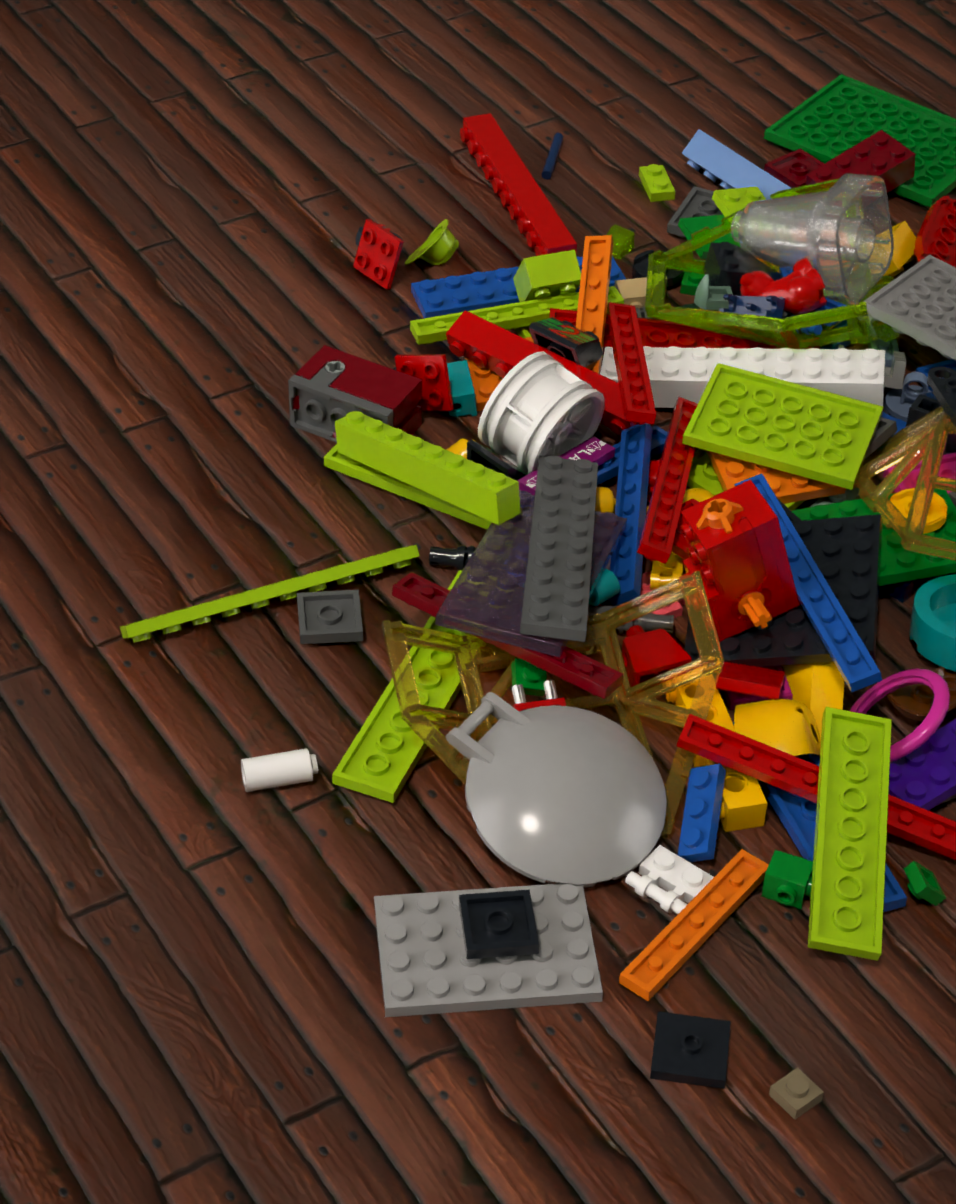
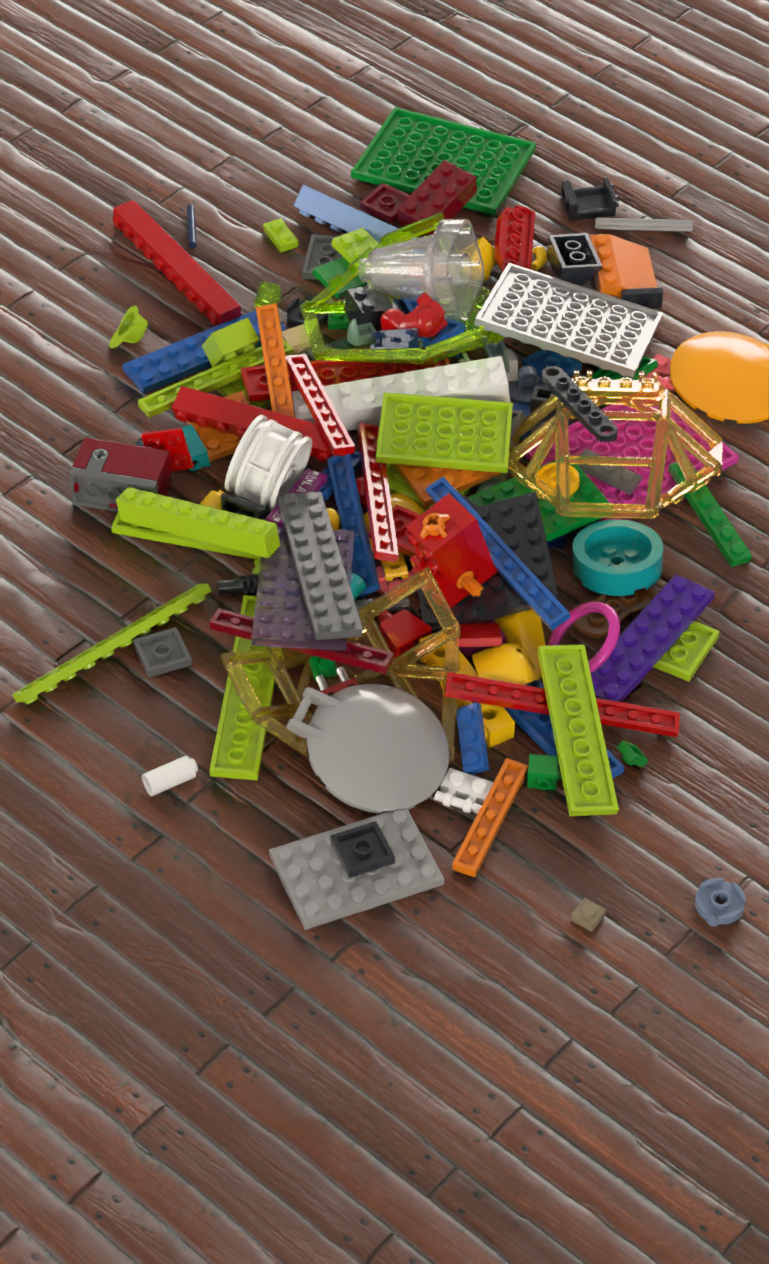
camera: 15 degrees left, 5 degrees up
(377, 252) = (89, 344): red plate -> none
(567, 341) = (267, 397): black slope -> none
(690, 1050) = (512, 902): black plate -> none

